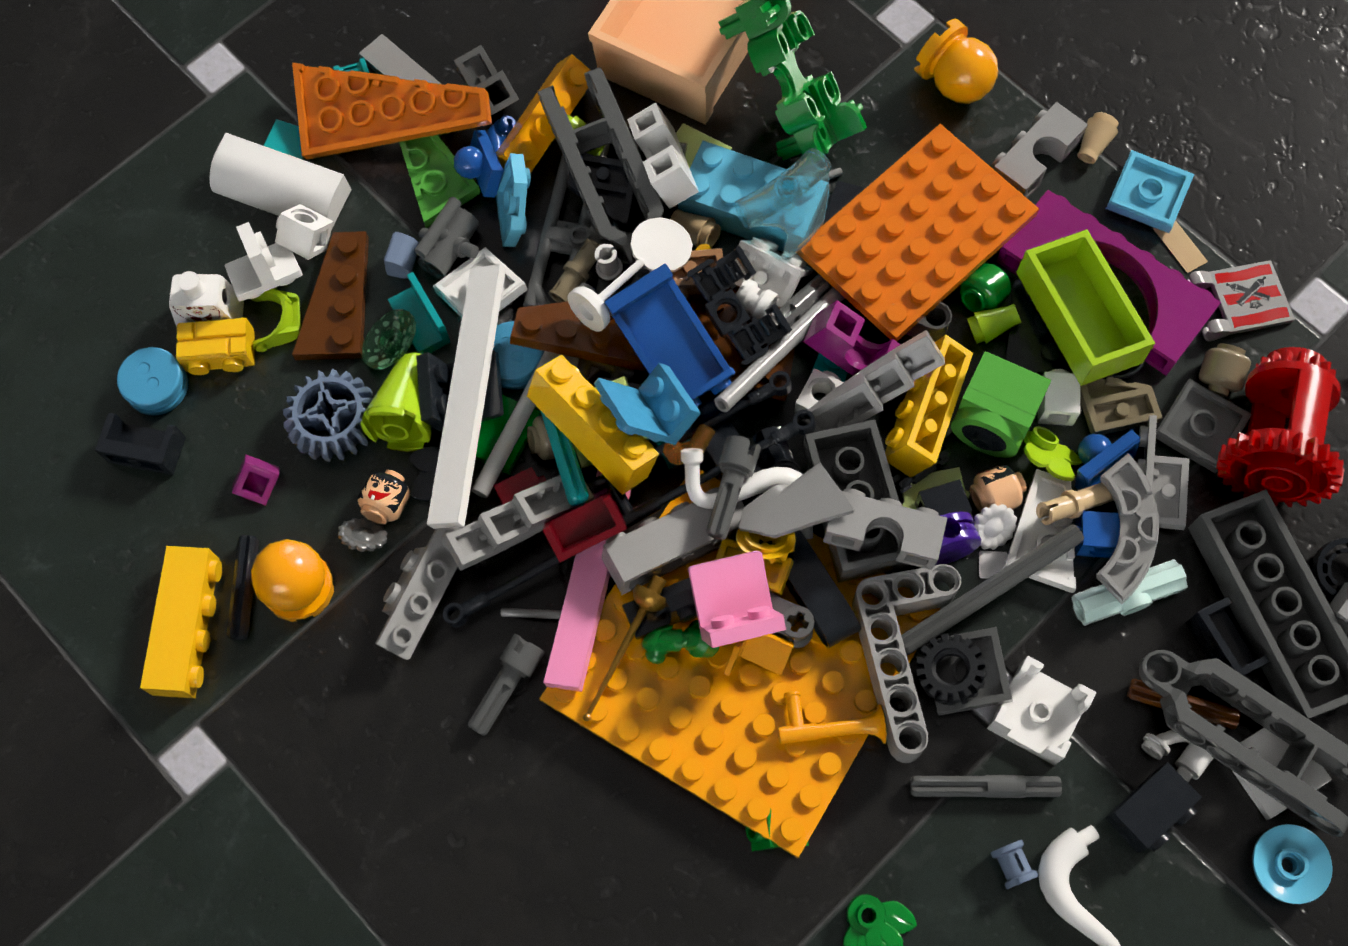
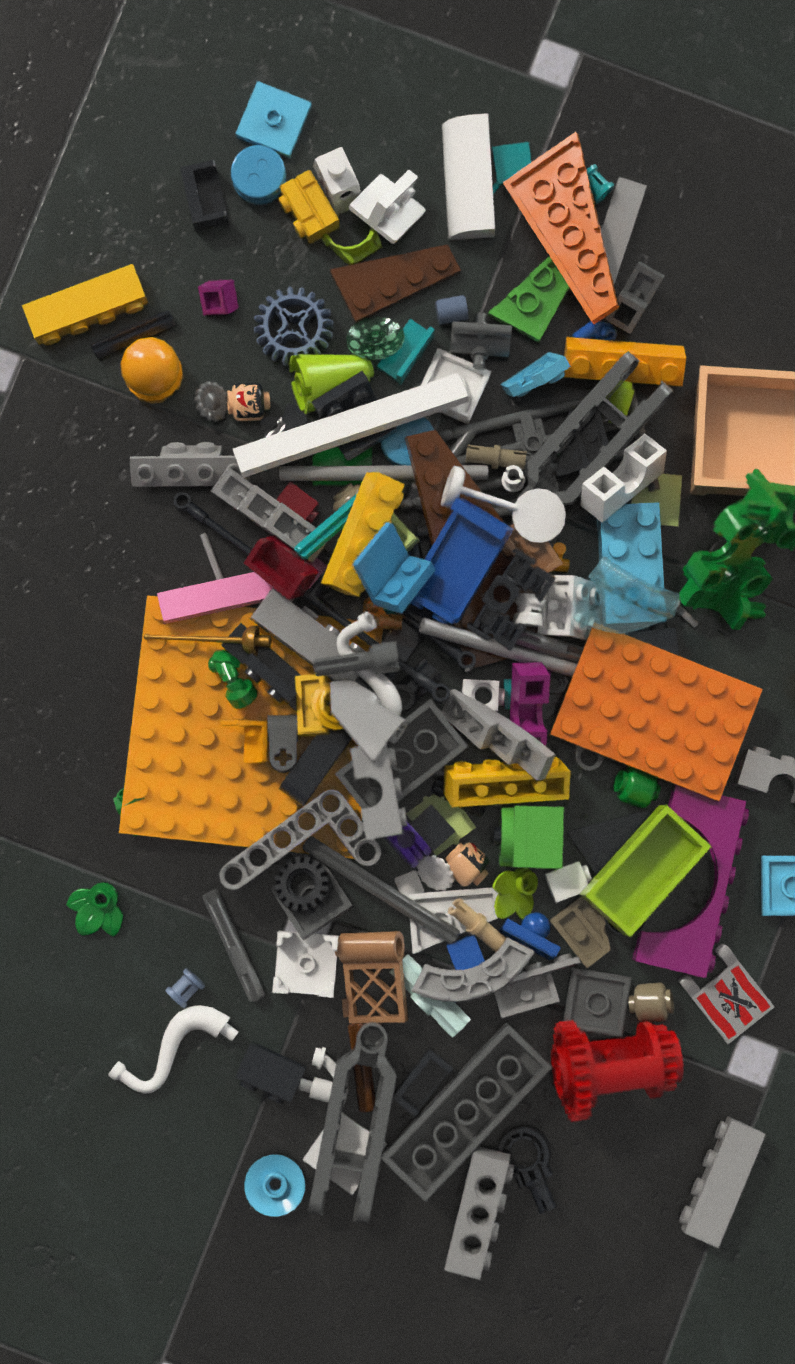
camera: 60 degrees right, 15 degrees up
(103, 342) = (273, 119): none -> medium azure plate
(303, 231) = (434, 222): white brick -> none
(480, 162) = (558, 331): blue tile -> none
(518, 662) = (168, 565): dark grey piece -> none
(700, 228) = (585, 533): tan cone -> none
(733, 599) = (270, 705): bright pink bracket -> none
(799, 732) = (206, 795): light orange piece -> none
(993, 322) = (607, 803): lime cone -> none
(1056, 634) = (370, 952): none -> medium nougat piece
(1182, 247) = (755, 931): tan sticker -> none

